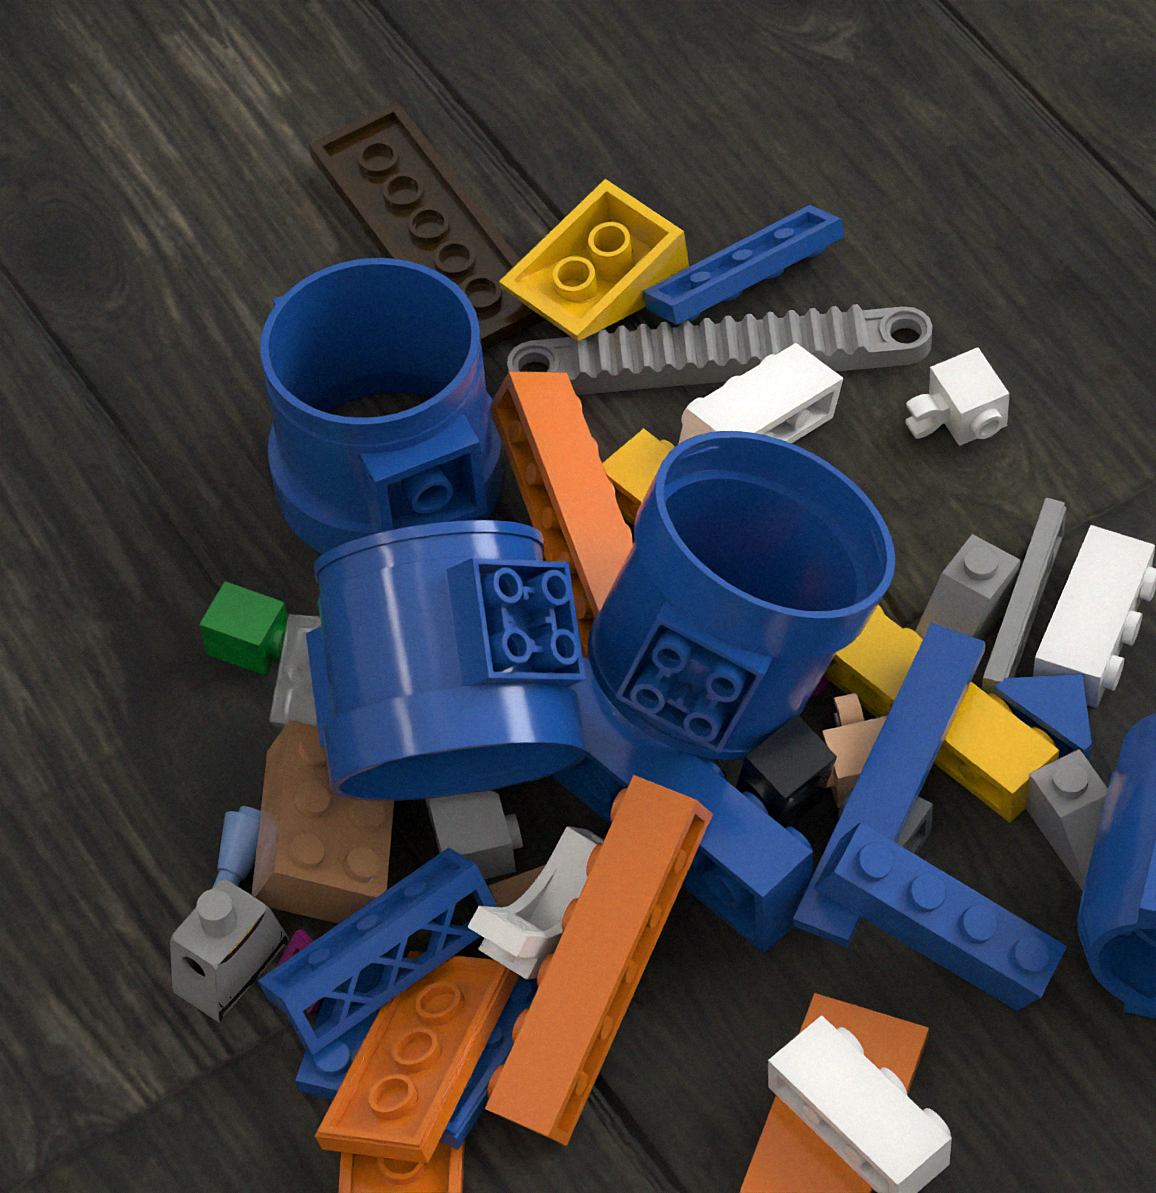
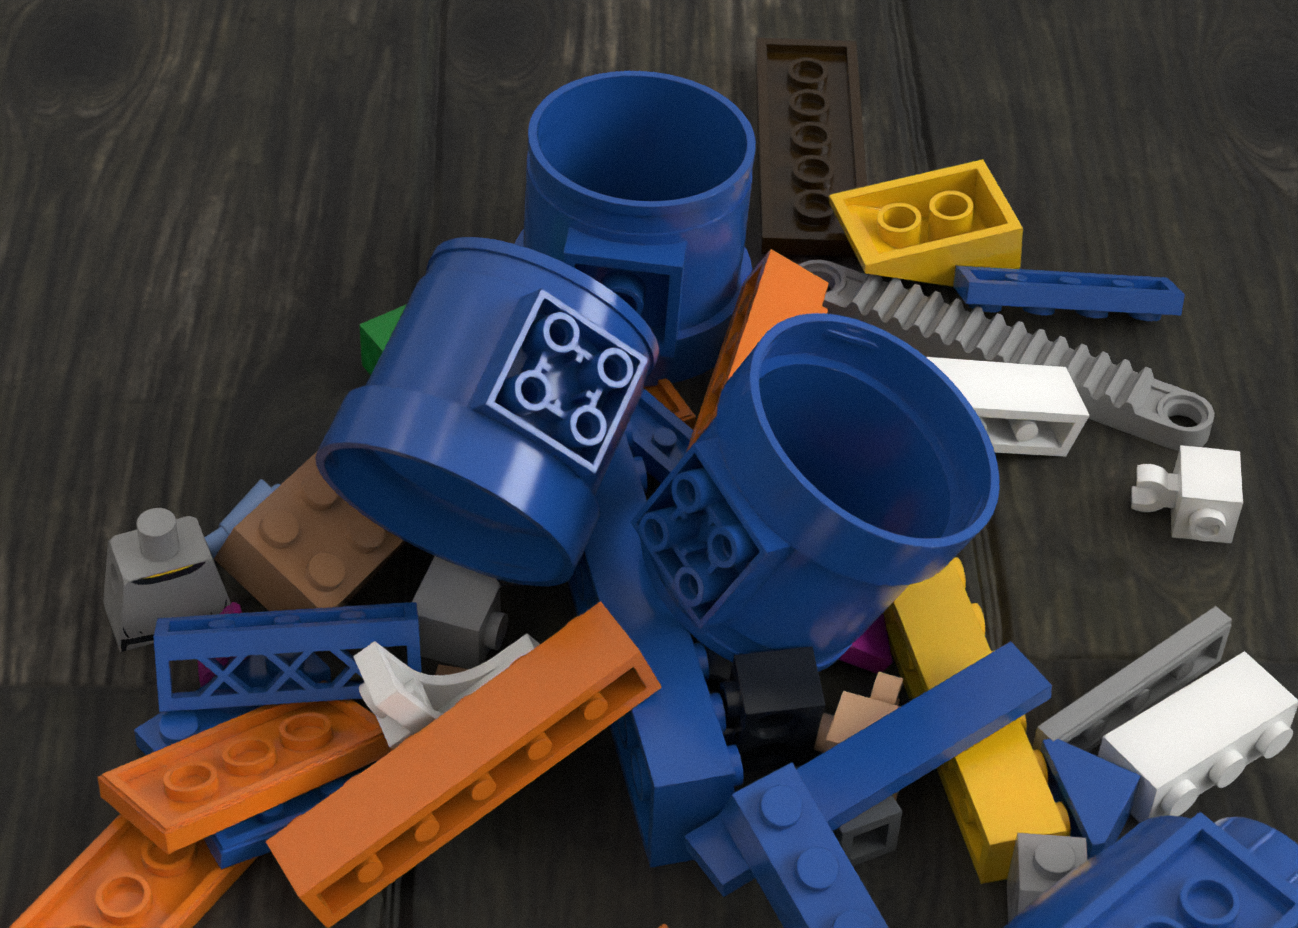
camera: 25 degrees right, 10 degrees down
(972, 590) = (1082, 652): light grey slope -> none

